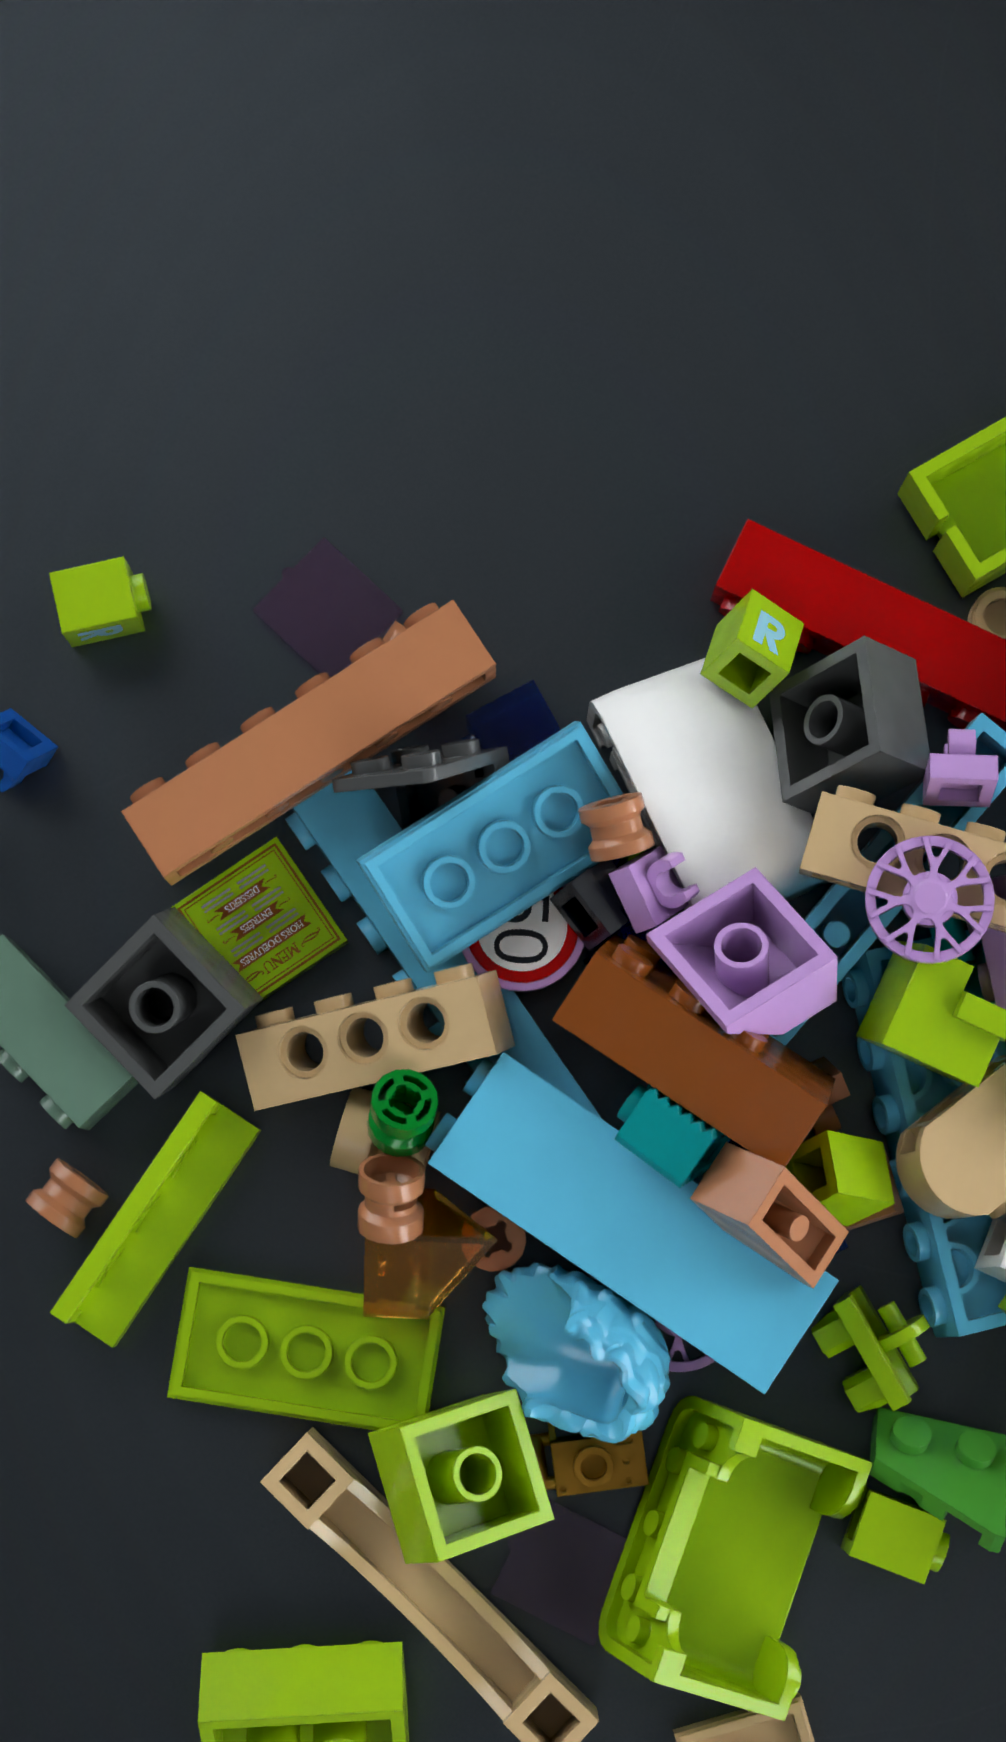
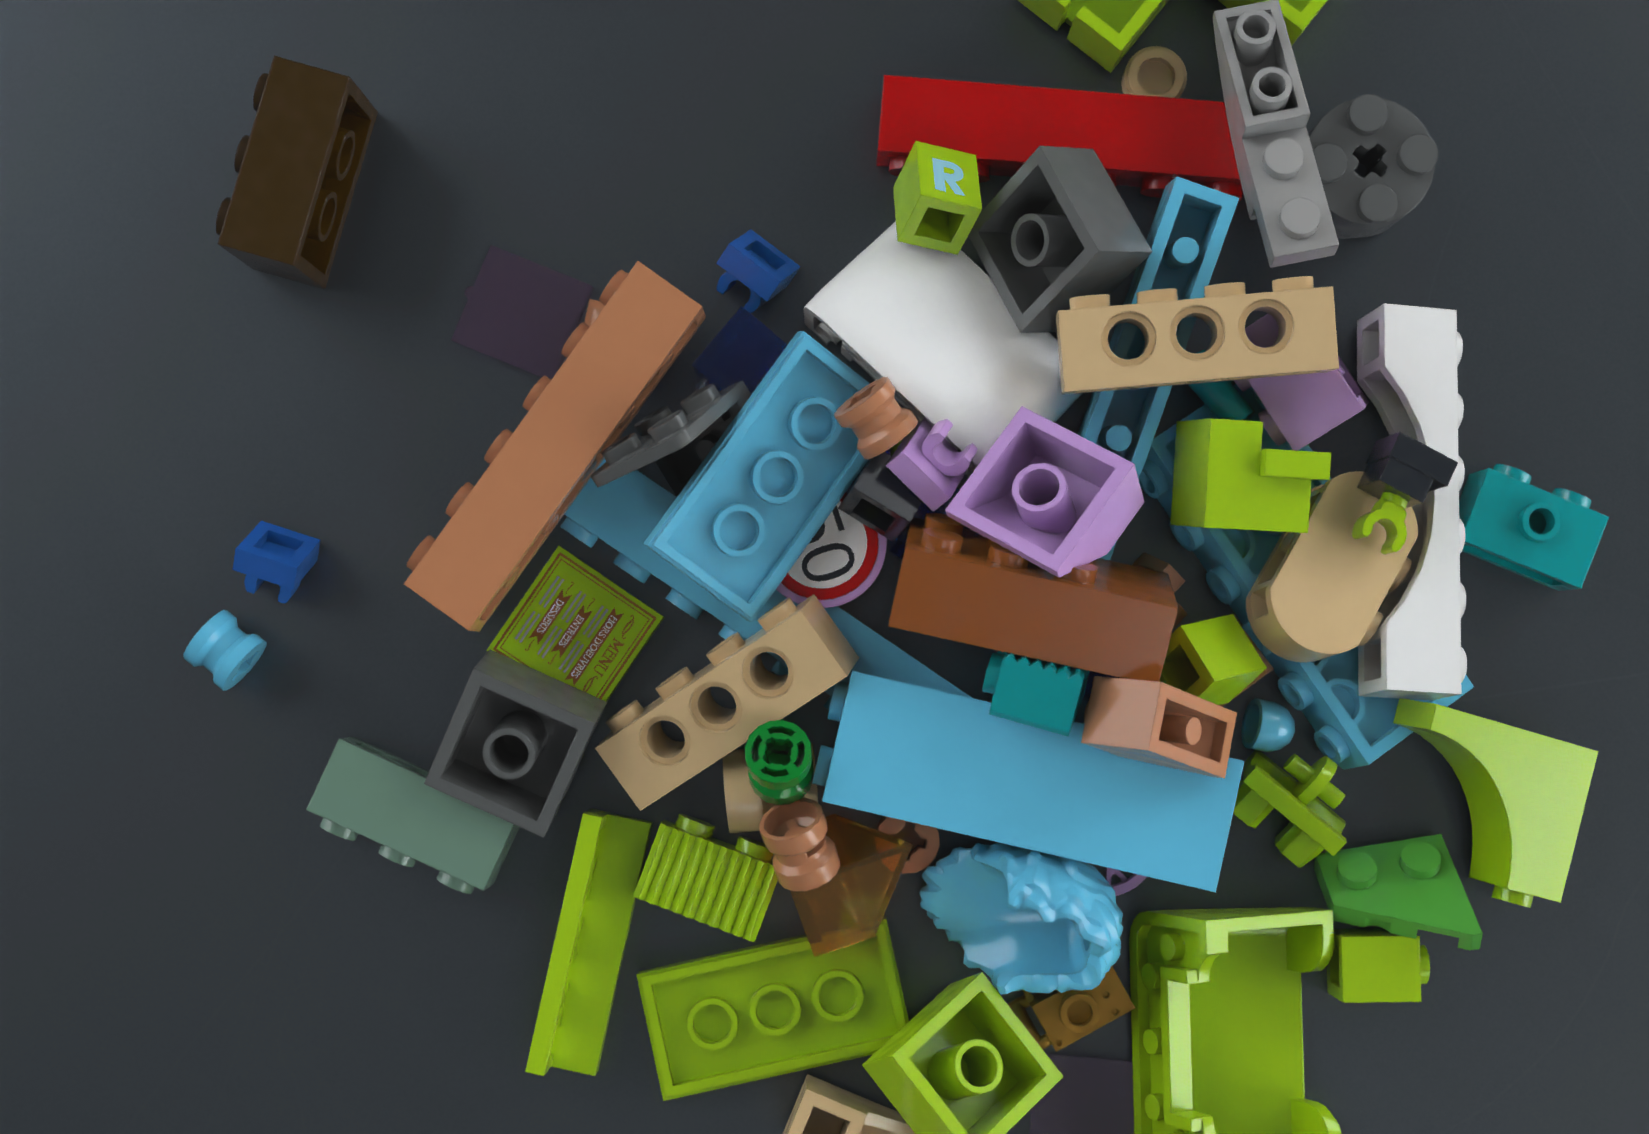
camera: 20 degrees left, 5 degrees up
(67, 1198) = (498, 956): nougat wheel -> none
(100, 601) = (303, 388): lime brick -> none
(173, 403) = (296, 172): none -> dark brown brick
(294, 1201) = (708, 877): none -> lime brick
(562, 649) = (757, 266): none -> blue tile
(878, 1266) = (1266, 726): none -> medium azure hinge
(929, 899) = (1199, 374): lavender wheel -> none
(959, 774) = (1179, 243): lavender tile -> none

